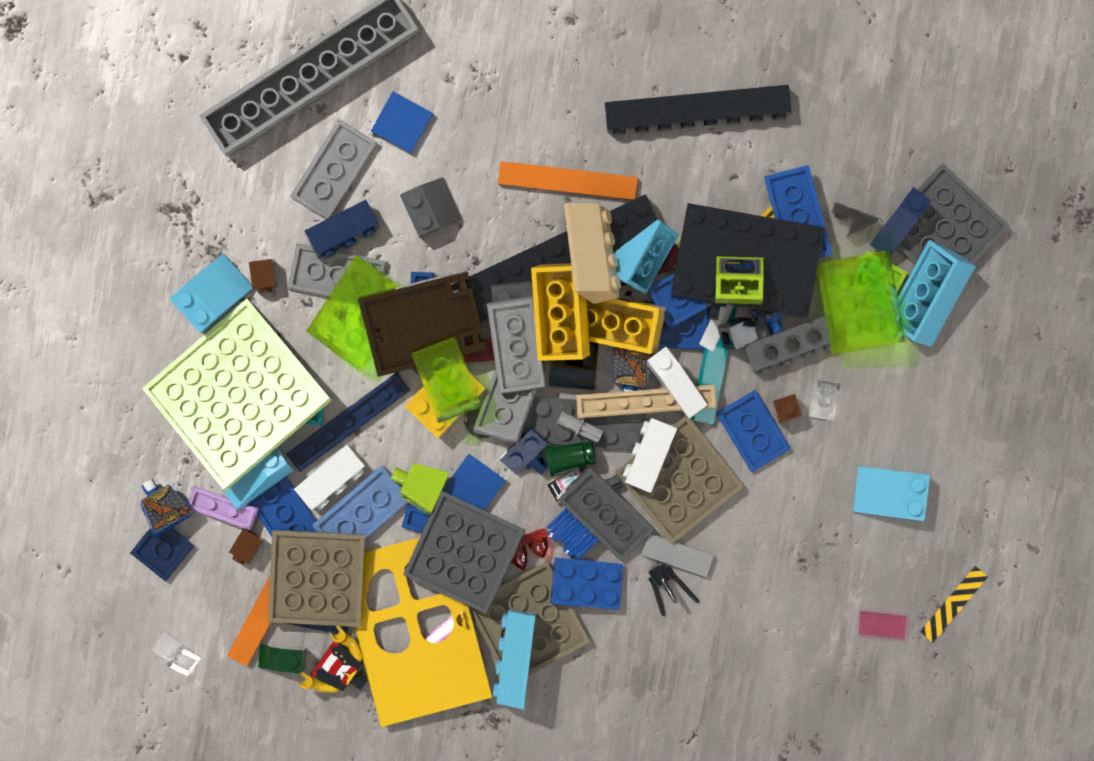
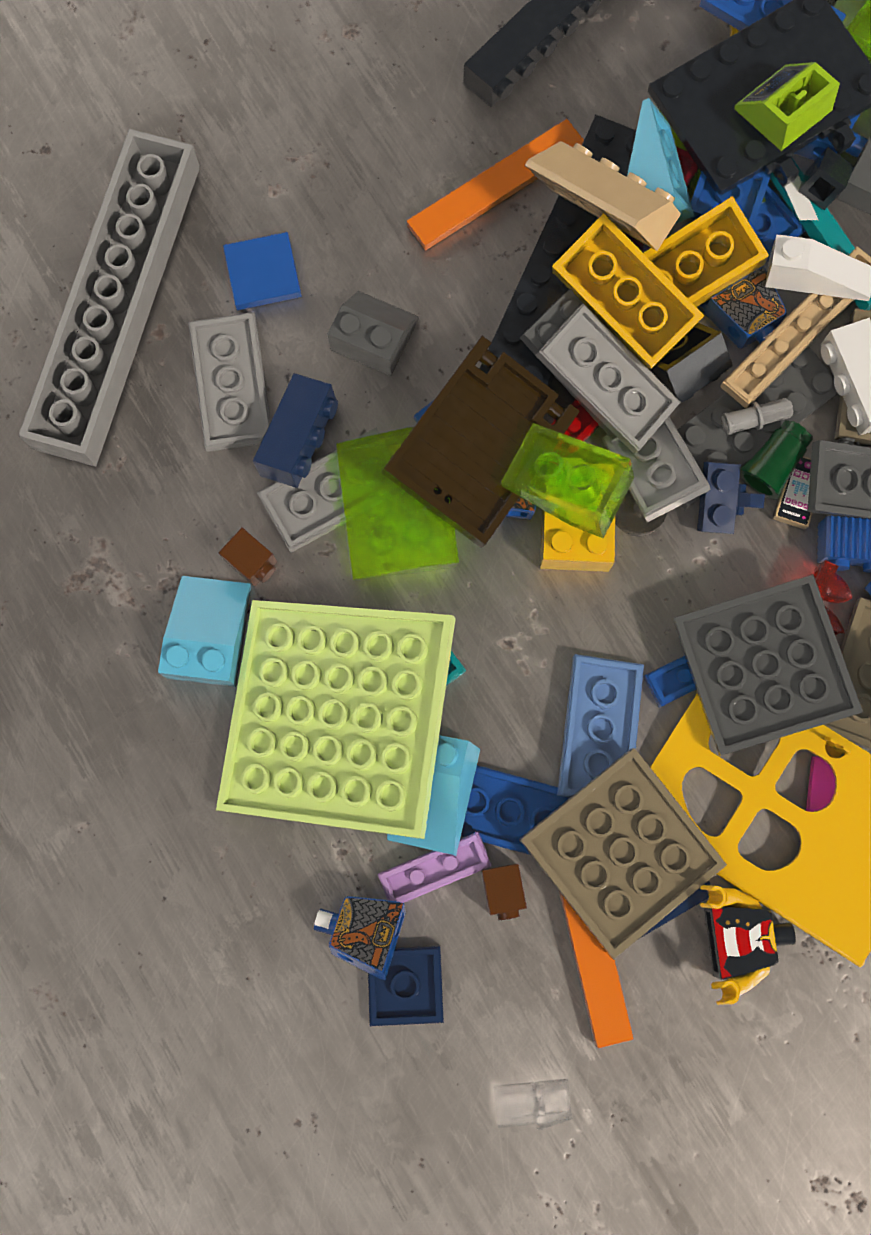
camera: 40 degrees left, 10 degrees down
(282, 658) = (667, 990): dark green slope -> none
(330, 478) = (531, 720): white brick -> none
(348, 422) = (491, 641): dark blue tile -> none
(420, 485) = (643, 637): lime torso -> none
(474, 483) = (694, 582): blue tile -> none

